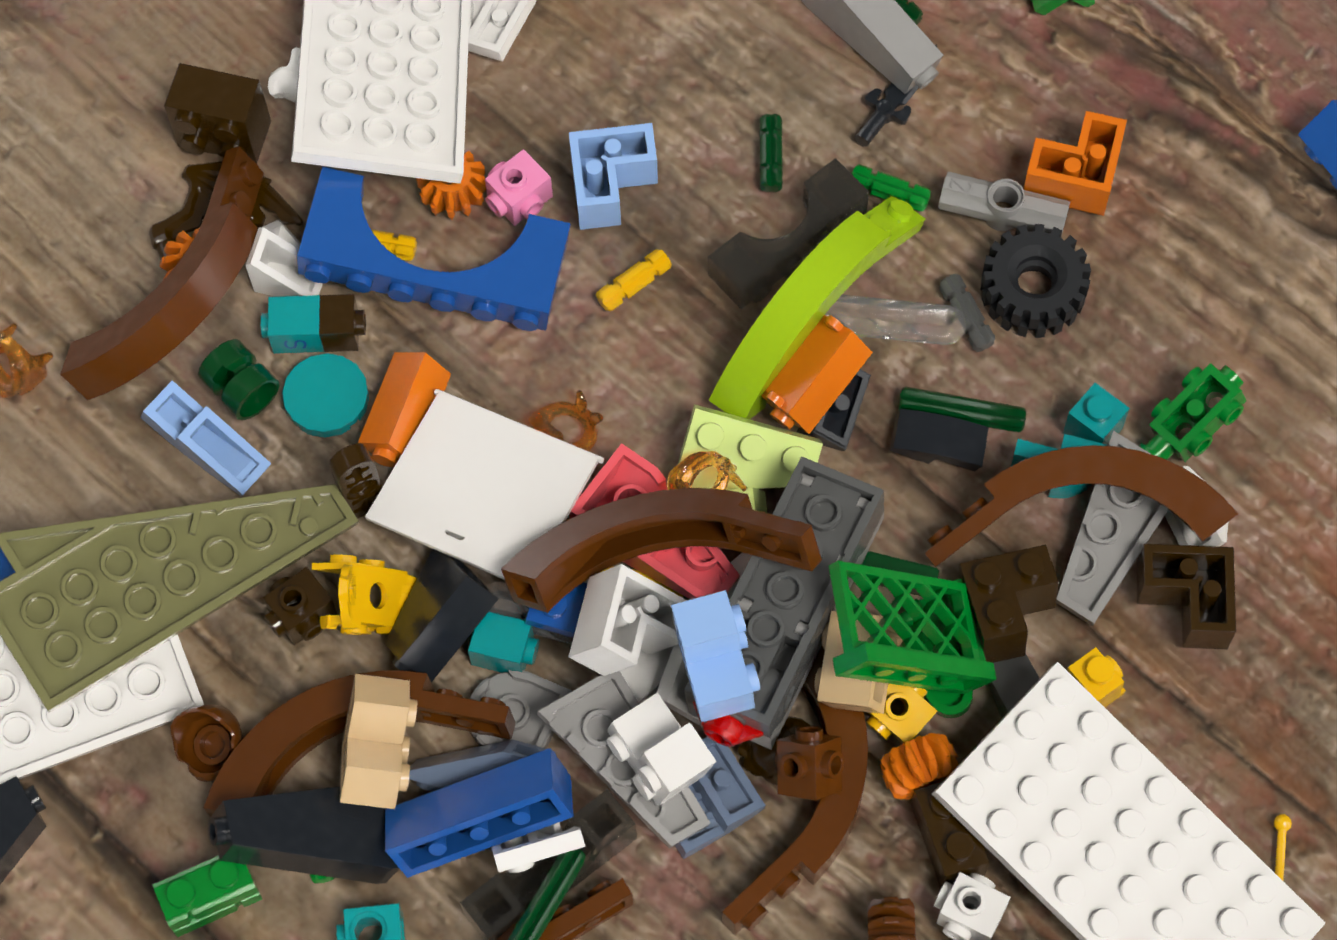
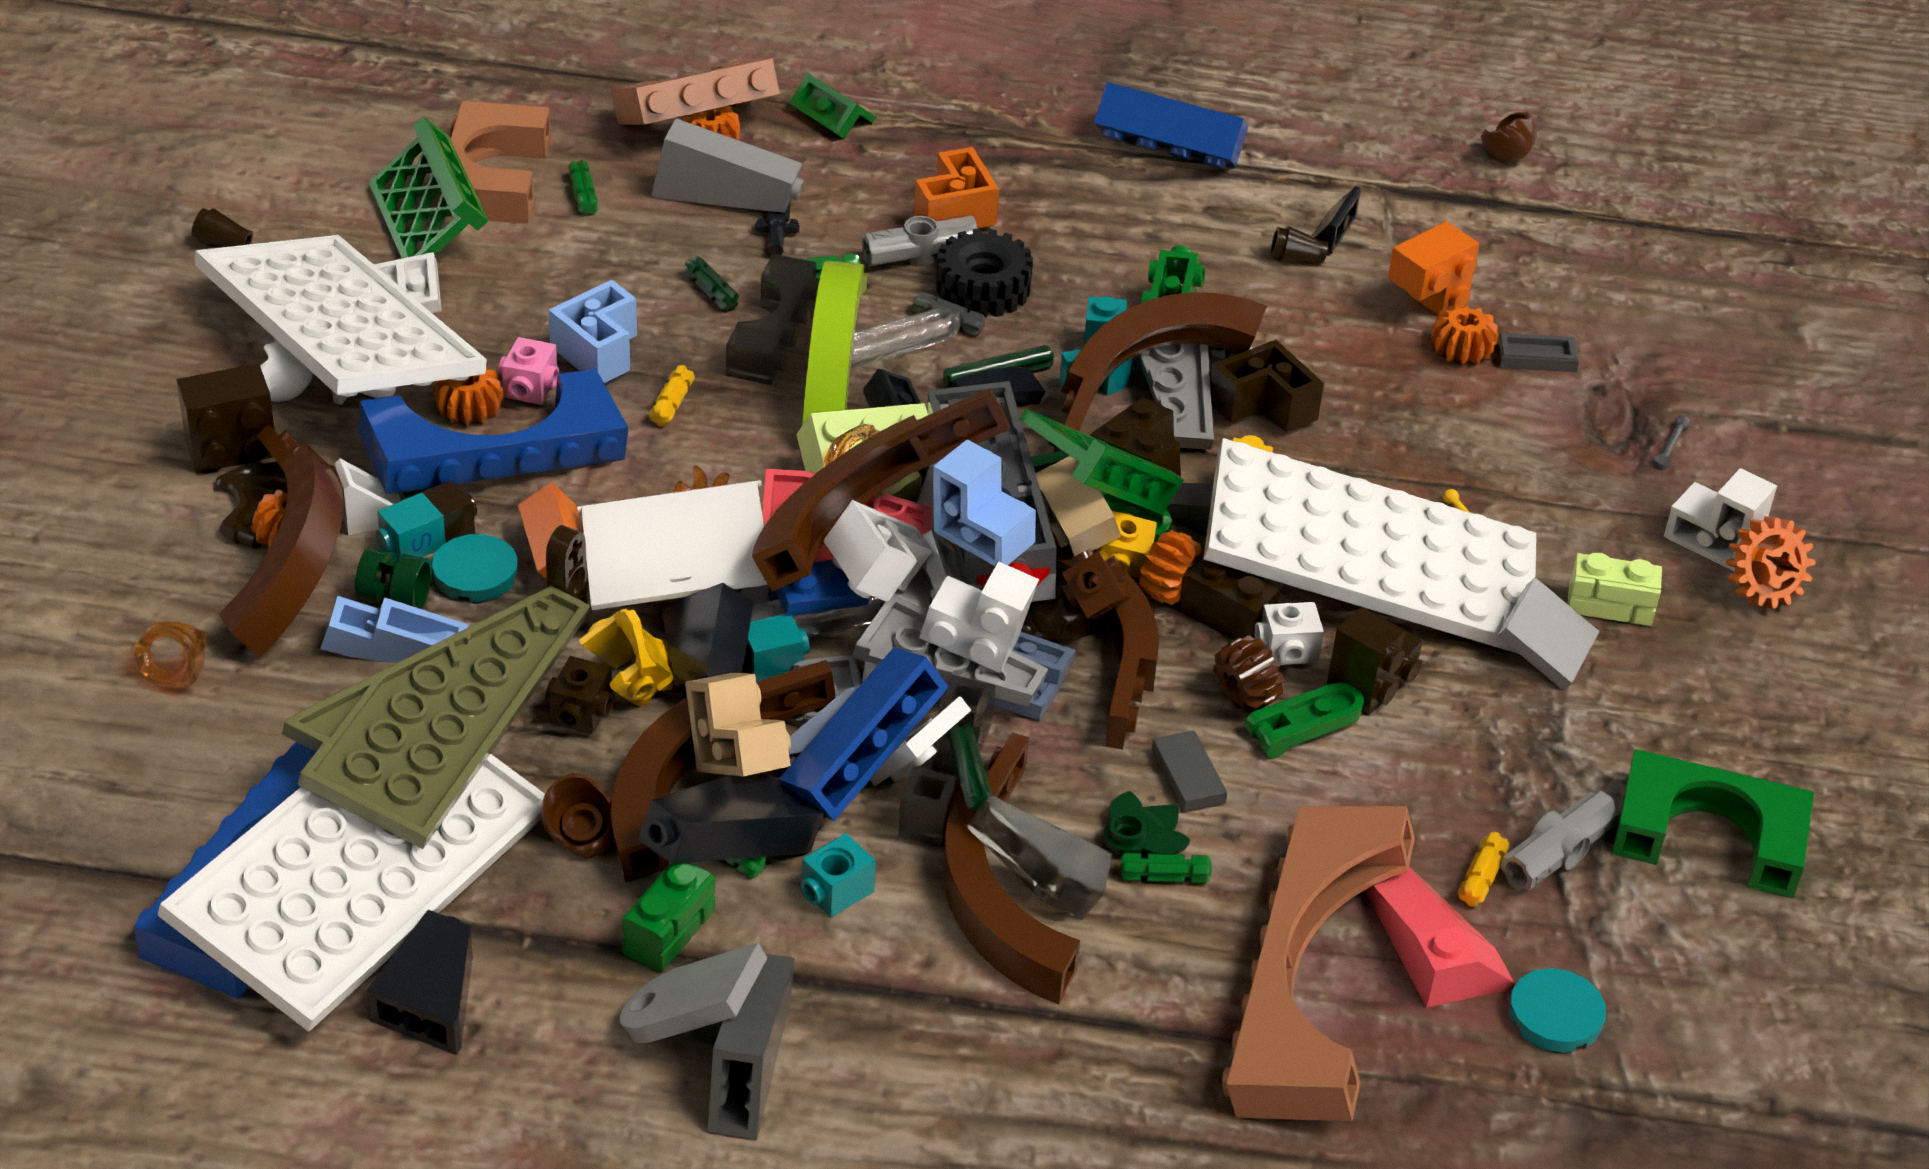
camera: 40 degrees left, 25 degrees down
(816, 375) = (877, 367): orange brick -> none

